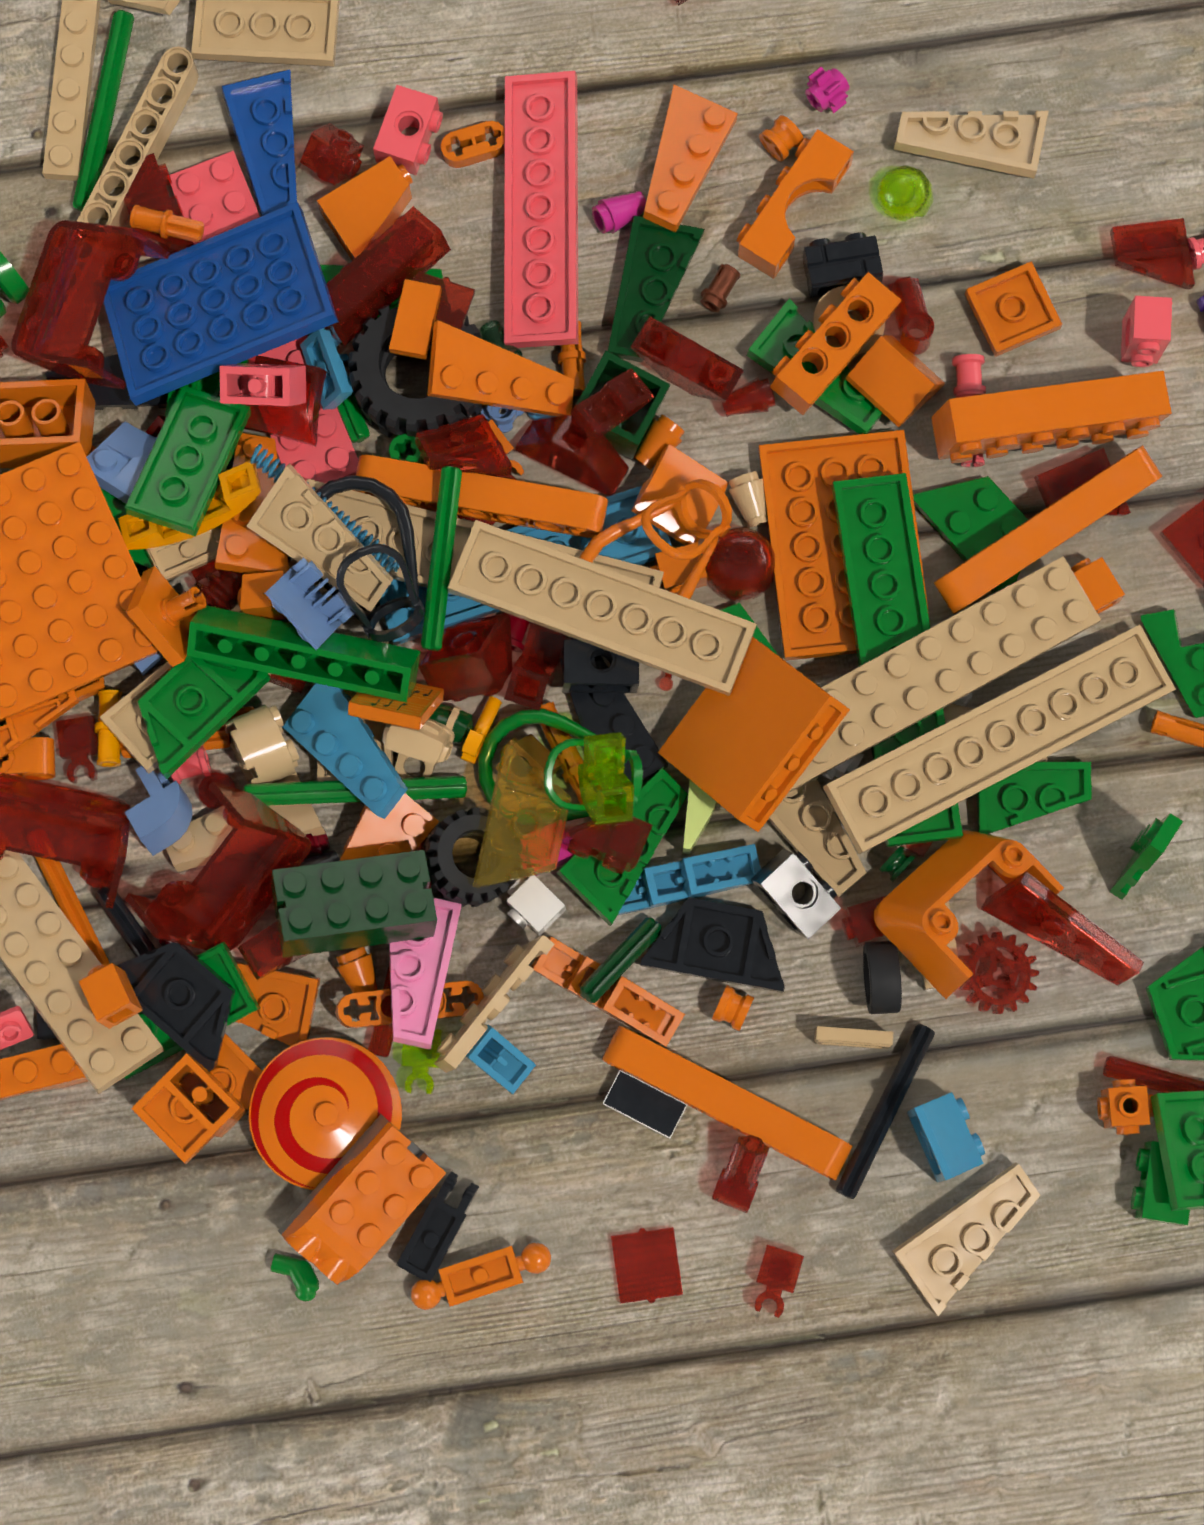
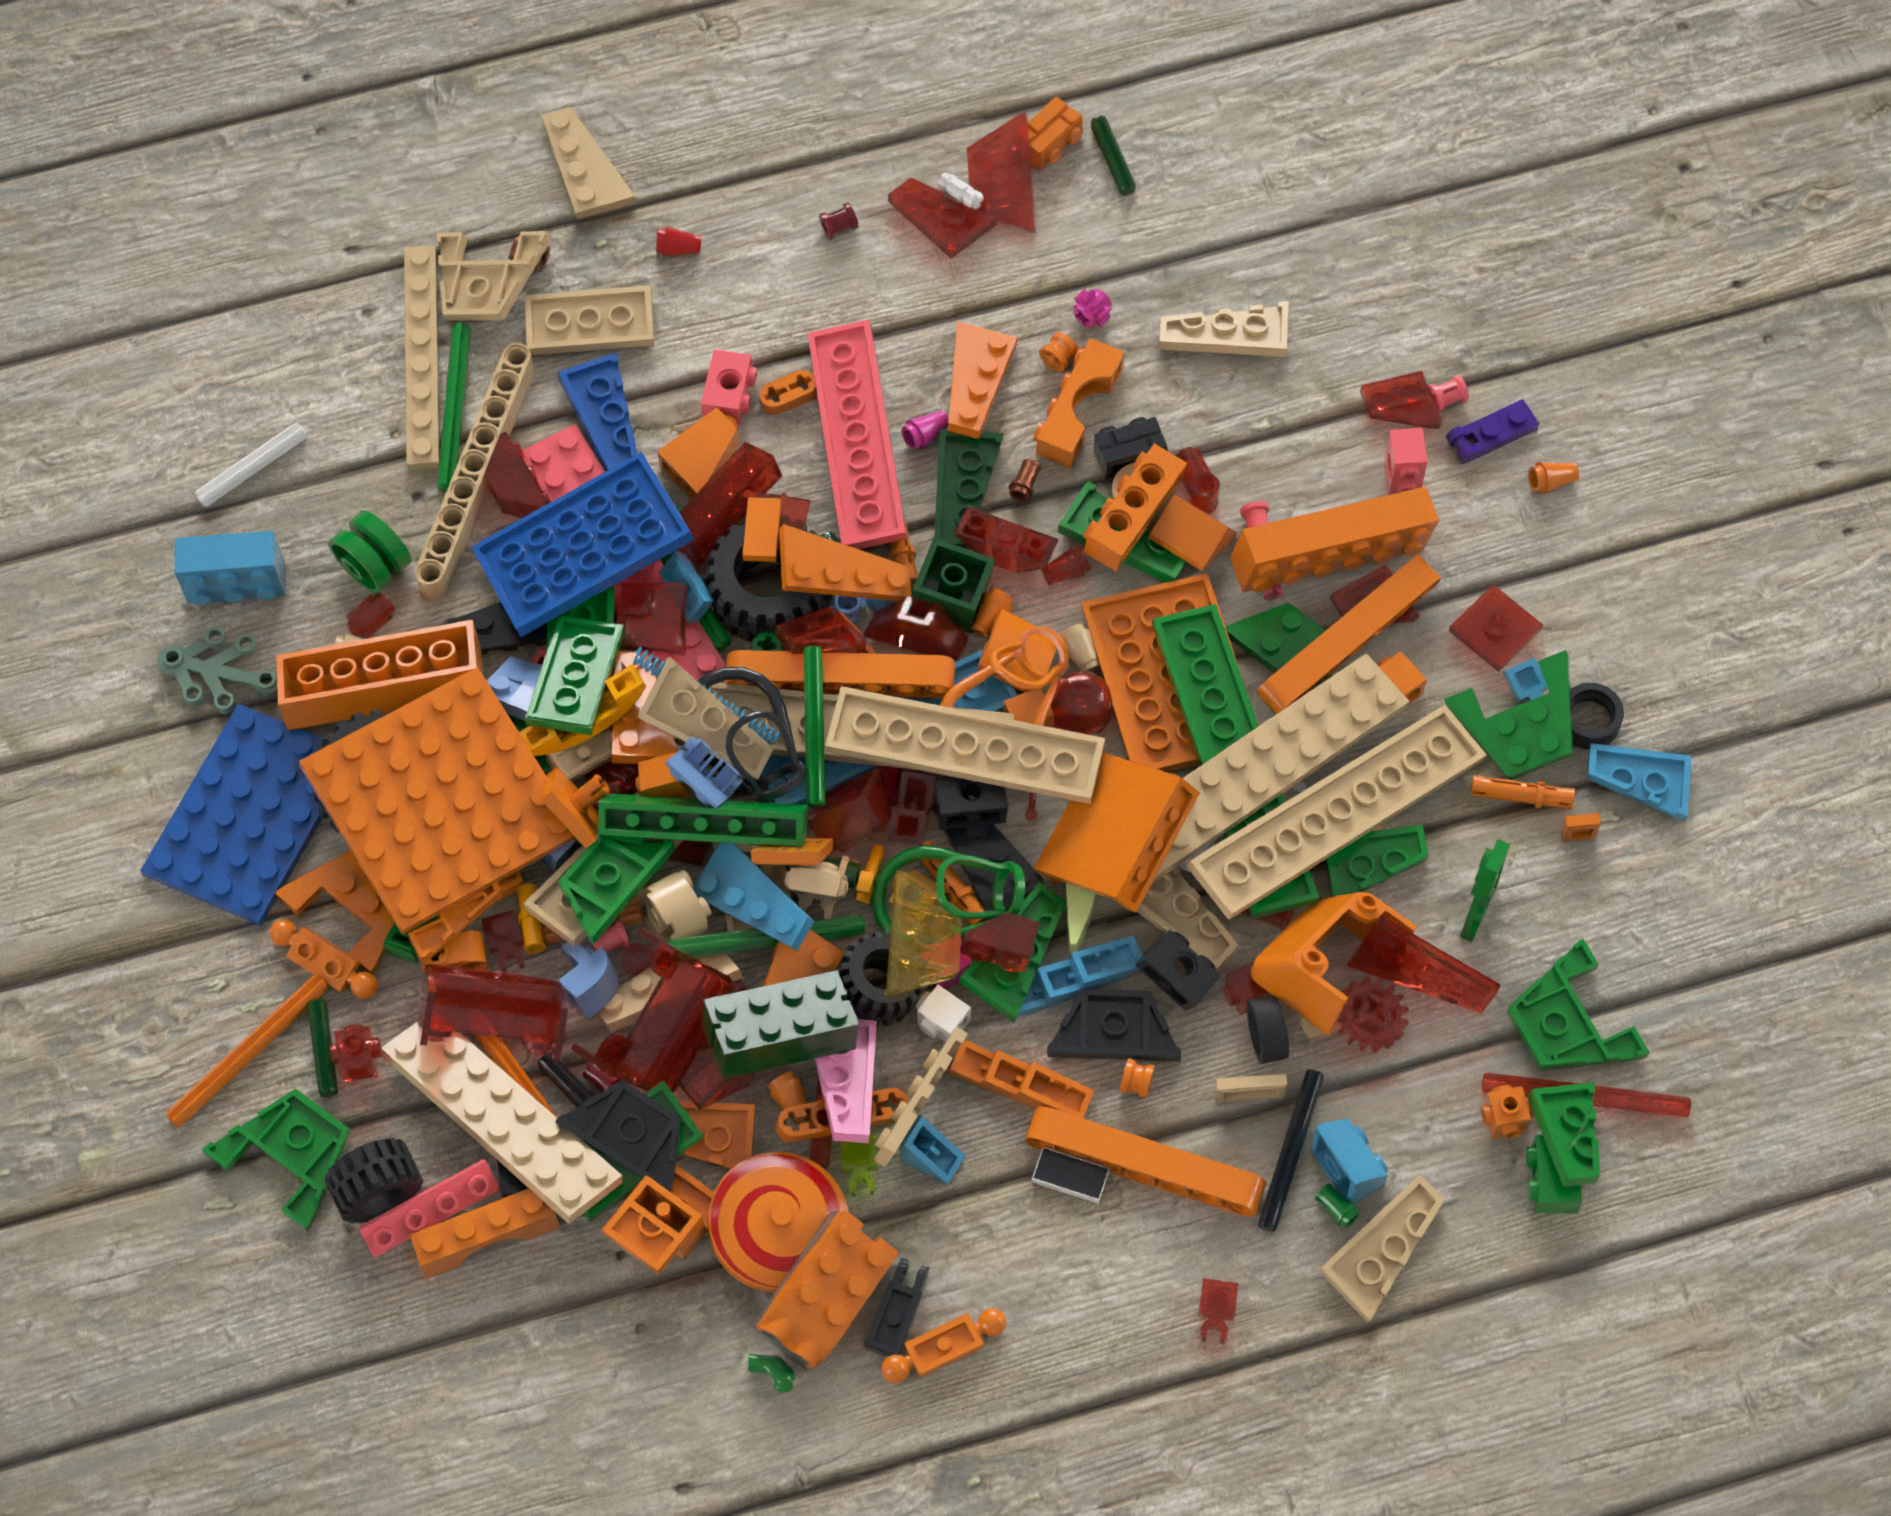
camera: 10 degrees left, 15 degrees down
(69, 294) = (448, 551): clear red windscreen -> none
(110, 995) = (570, 1131): orange brick -> none
(166, 224) = (526, 485): orange axle -> none
(263, 384) = (634, 600): coral brick -> none
(332, 154) = (665, 414): clear red brick -> none
(602, 781) = (989, 888): clear neon green brick -> none
(612, 404) = (947, 579): clear red slope -> none
(620, 960) = (1028, 1049): dark green axle -> none
(646, 1265) = (1095, 1317): clear red piece -> none
(739, 1179) = (1167, 1226): clear red piece -> none
(897, 863) = (1264, 934): dark green bush -> none
(905, 193) = (1175, 382): clear neon green hair -> none
(924, 1182) = (1337, 1205): none -> green pin
(1013, 309) = (1286, 463): orange plate -> none

